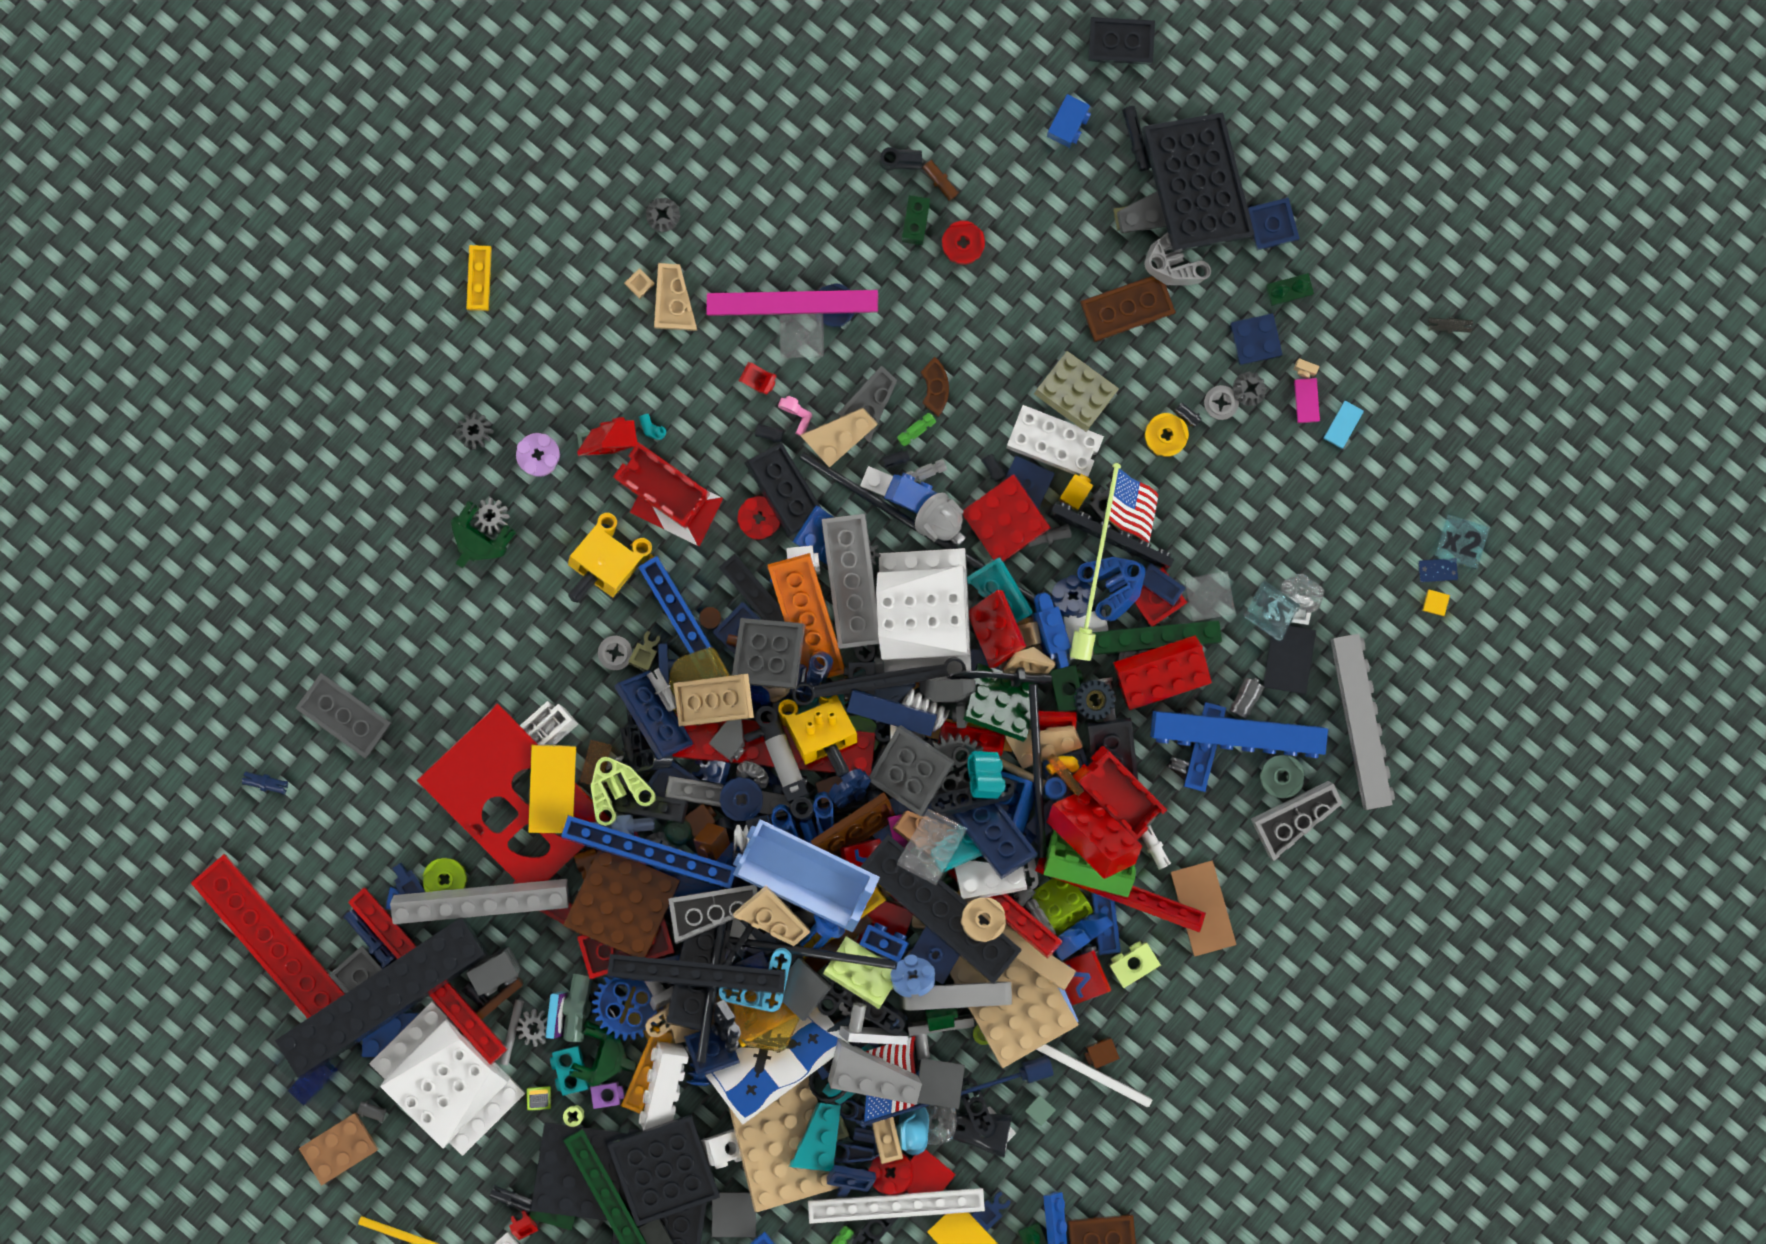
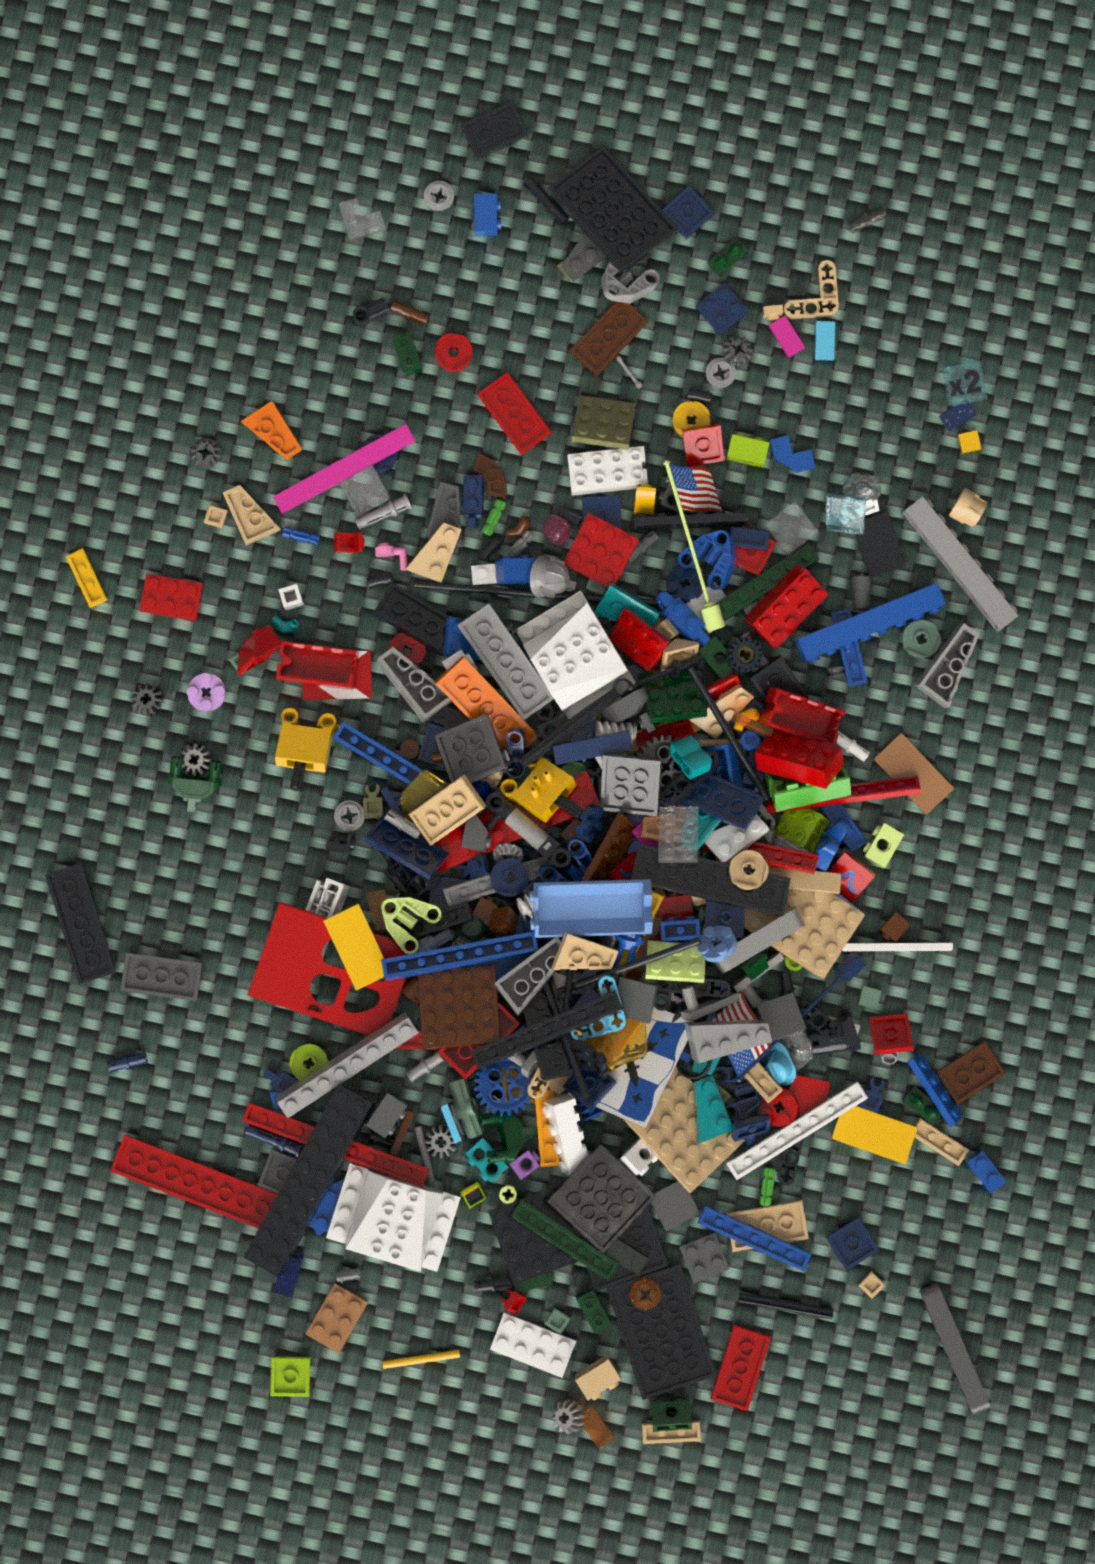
camera: 30 degrees left, 0 degrees up
(261, 1182) = (290, 1376): none -> lime plate
(291, 620) = (80, 923): none -> black plate
(552, 341) = (171, 597): none -> red plate
(557, 944) = (424, 1066): none -> light grey pin
(587, 677) = (338, 846): none -> black bracket
(671, 403) = (291, 597): none -> white brick
(714, 347) = (300, 535): none -> blue axle
(742, 225) = (274, 430): none -> orange wing
(746, 555) = (413, 684): none -> light grey wedge
(819, 367) = (392, 508): none -> light grey pin
(905, 400) = (473, 498): none -> dark blue hinge
(934, 64) = (358, 225): none -> clear plate
(939, 453) = (521, 527): none -> reddish brown arm
(963, 1052) = (786, 983): none -> black axle
(972, 475) = (556, 530): none -> clear pink piece
(992, 335) = (514, 413): none -> red tile
(1029, 1179) = (889, 1058): none -> flat silver plate
(1031, 68) = (435, 188): none -> light grey gear
(1041, 1158) = (890, 1034): none -> red plate
(1132, 371) = (638, 384): none -> light grey hinge
(1165, 466) = (703, 445): none -> plate
(1207, 494) = (748, 450): none -> lime brick
(1241, 517) = (783, 454): none -> blue tile
(1365, 382) = (824, 297): none -> tan beam
(1399, 669) = (968, 508): none -> tan piece

